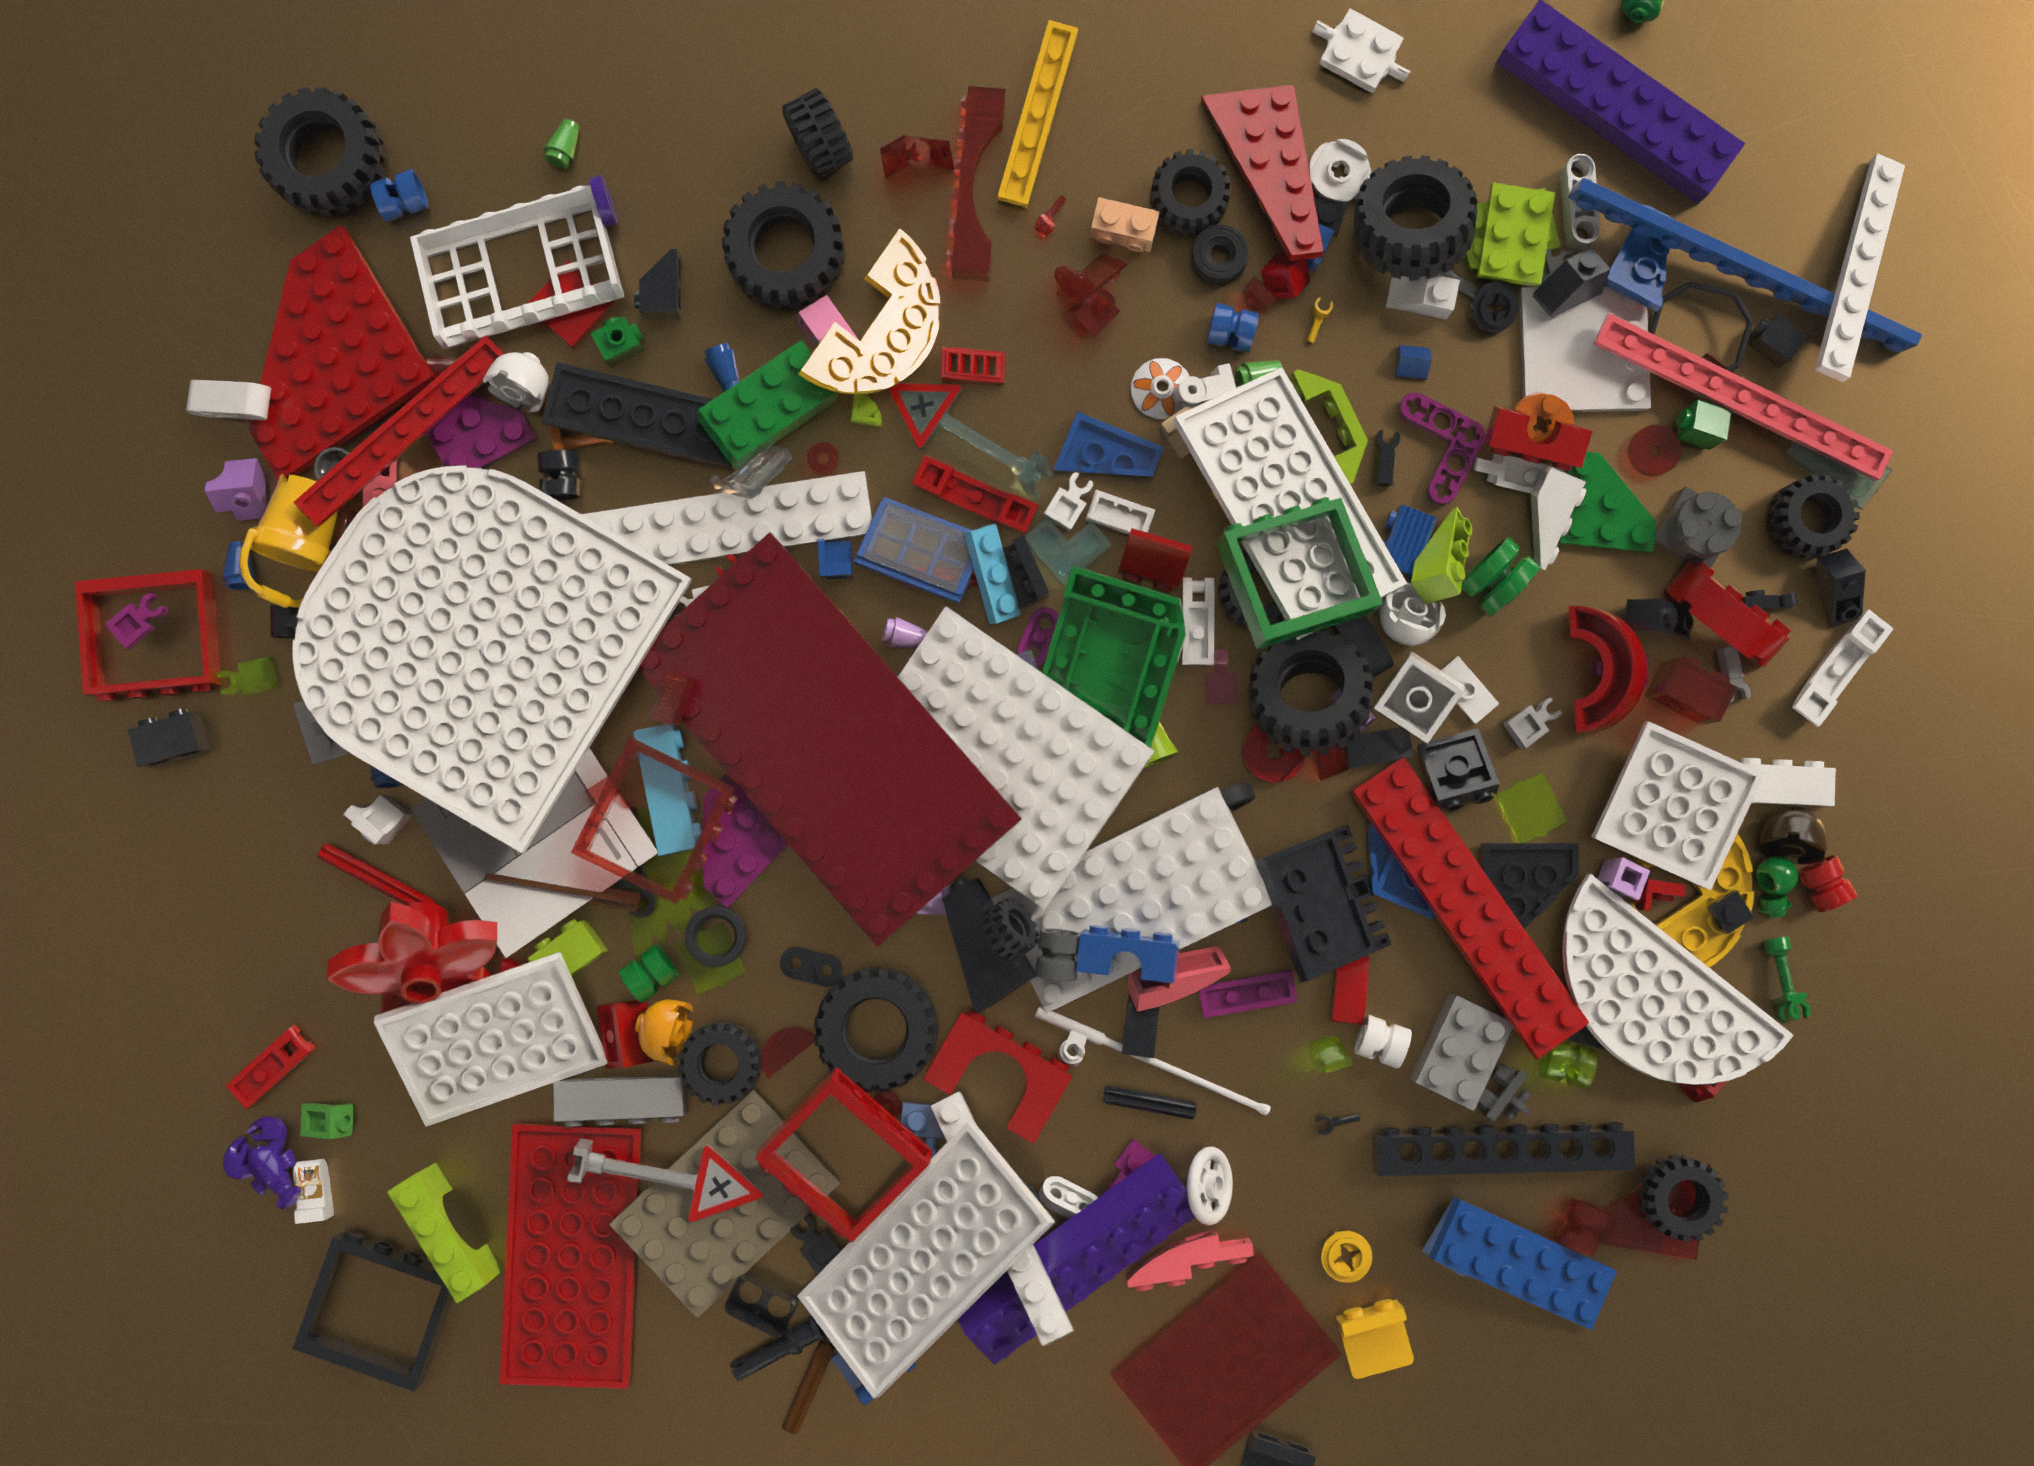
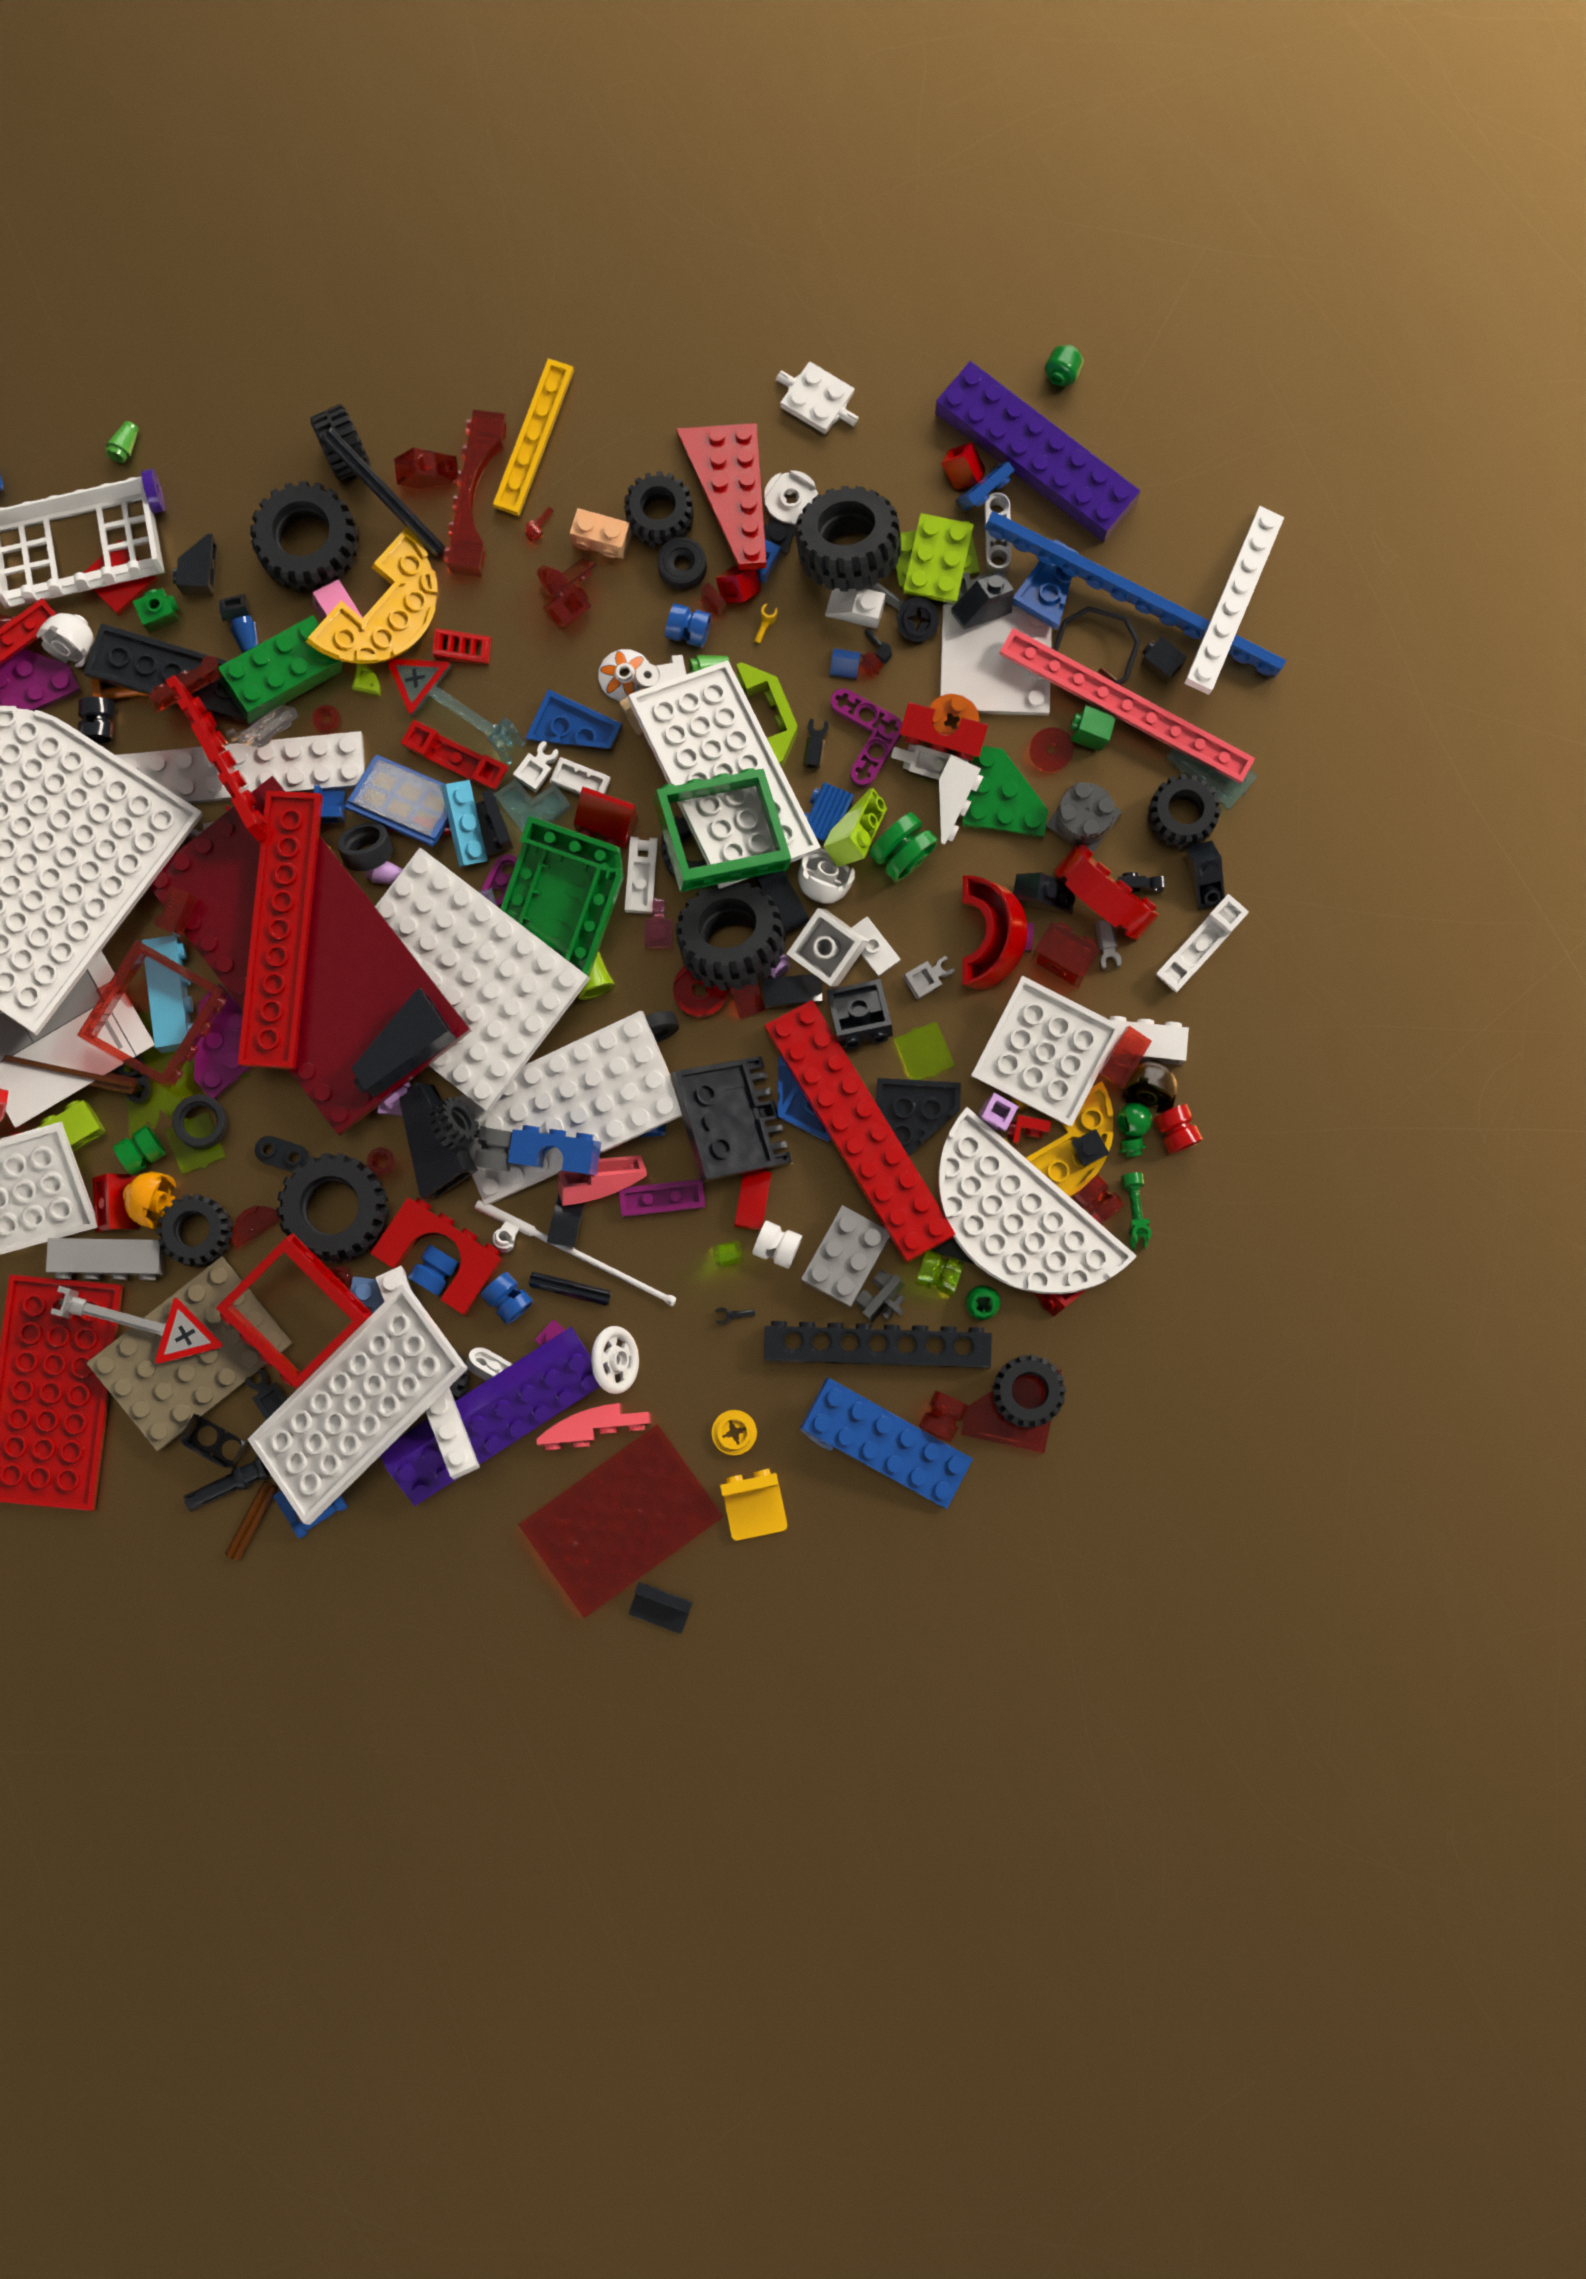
camera: 10 degrees right, 5 degrees down
(660, 429) = (193, 680): none -> clear red plate
(699, 499) = (214, 746): none -> red wing
(707, 333) = (233, 607): none -> black plate
(794, 714) = (280, 930): none -> red plate
(872, 189) = (383, 492): none -> black axle
(886, 623) = (362, 835): none -> black tyre
(923, 982) = (376, 1157): none -> clear red cone
(949, 844) = (403, 1045): none -> black slope
(994, 1093) = (433, 1270): none -> blue wheel
(1080, 1120) = (506, 1298): none -> blue wheel
(1443, 360) = (871, 663): none -> clear red plate
(1457, 343) = (884, 650): none -> black hand
(1535, 123) = (963, 466): none -> red panel
(1558, 156) = (979, 493): none -> blue plate
(1618, 1094) = (982, 1302): none -> green piece
(1743, 971) = (1098, 1199): none -> clear red wheel
(1768, 808) = (1125, 1057): none -> clear red plate

